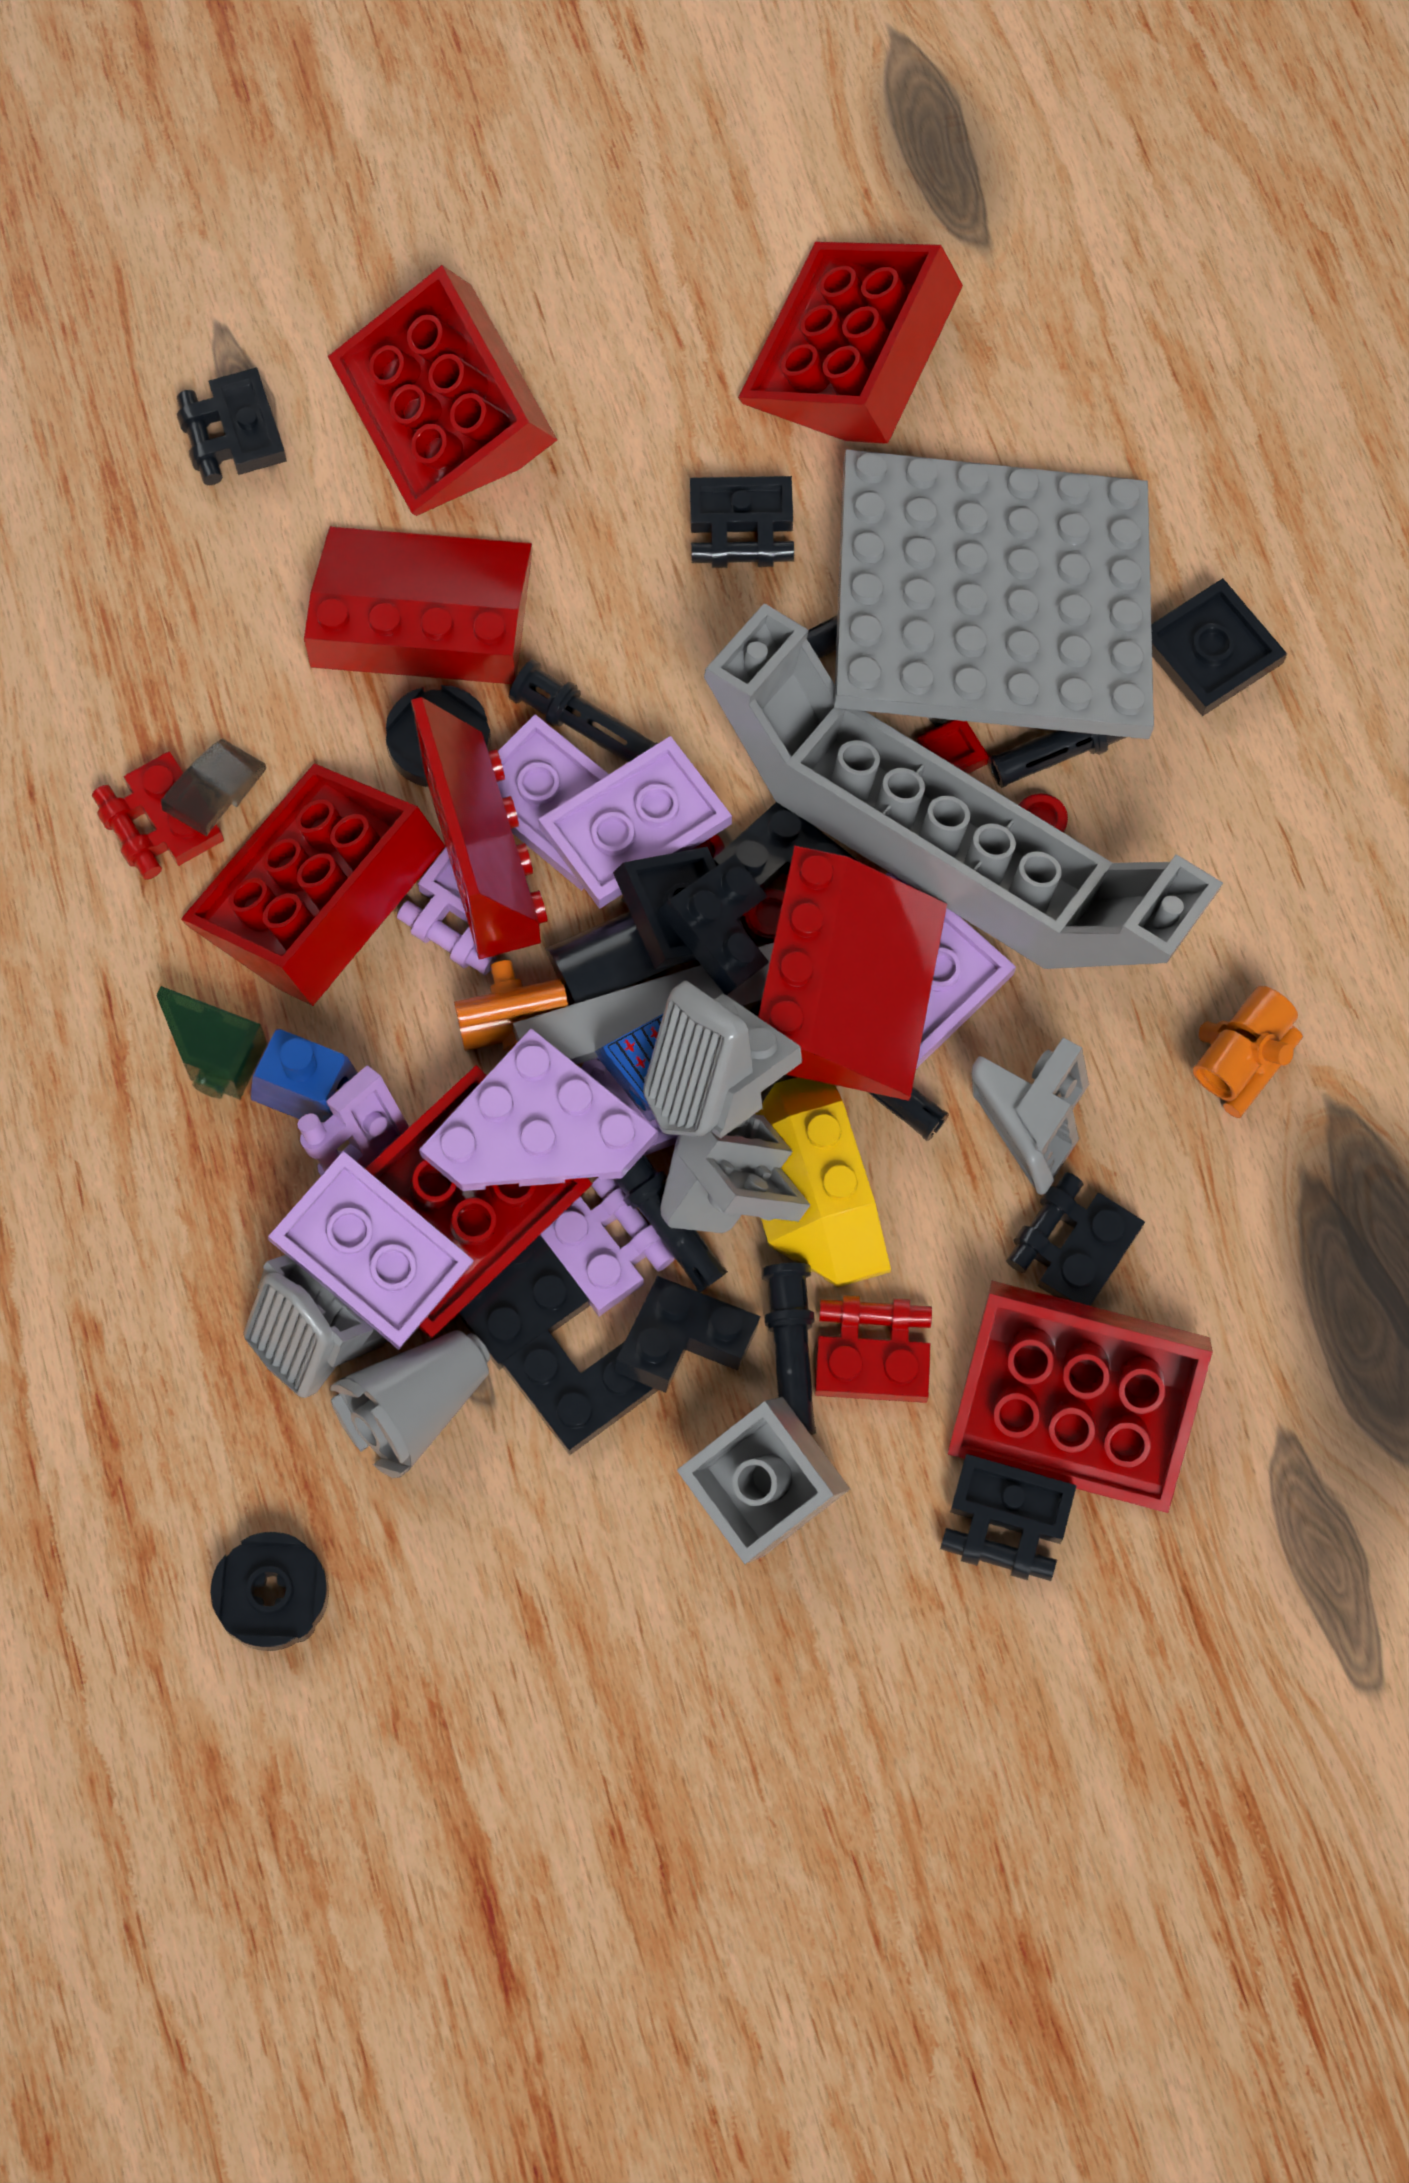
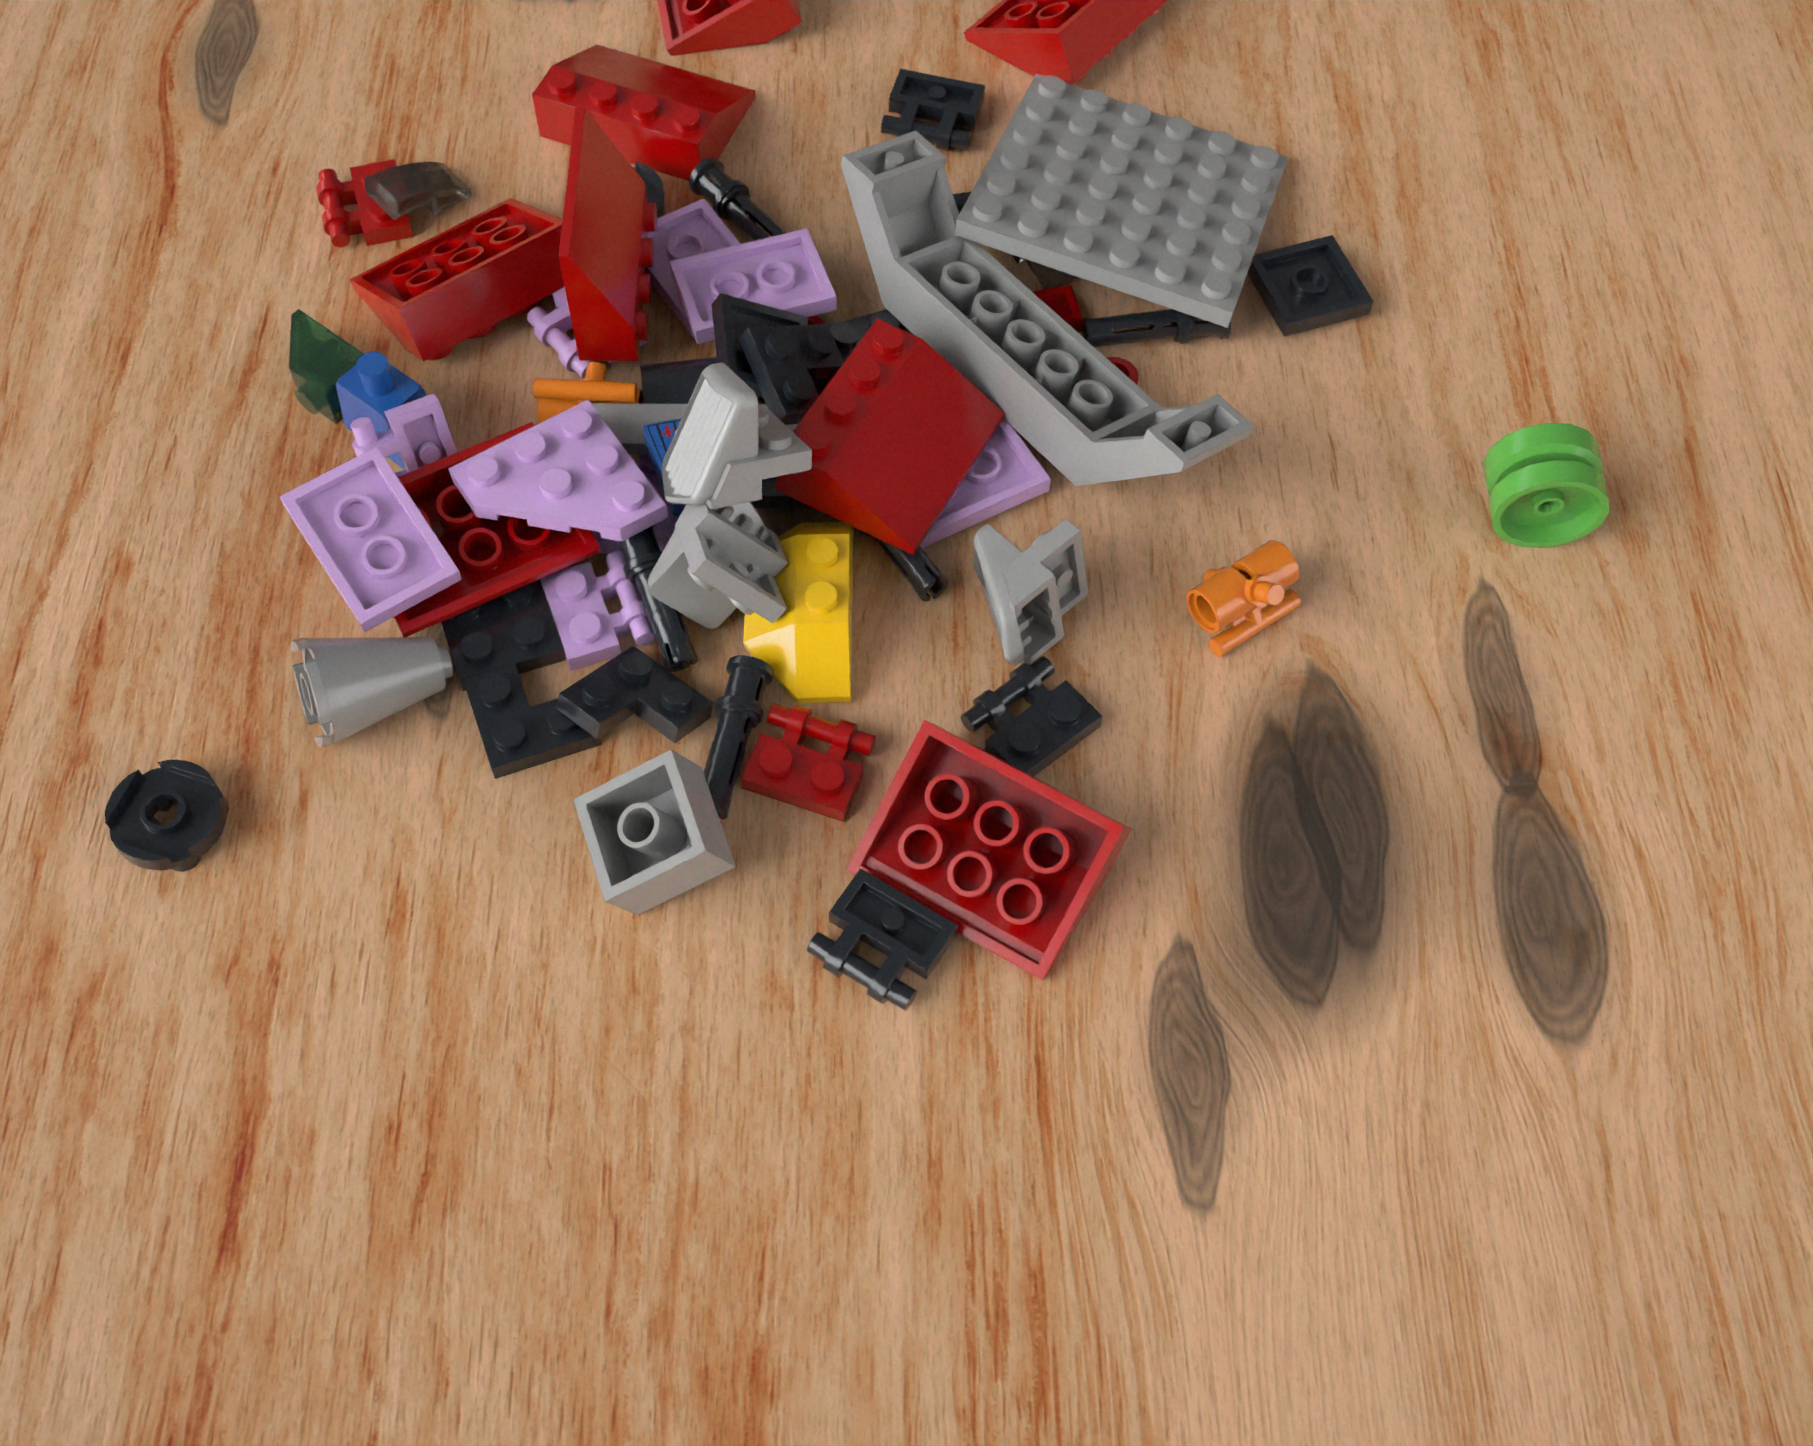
camera: 15 degrees right, 10 degrees down
(303, 1328) = (293, 595): light grey piece -> none

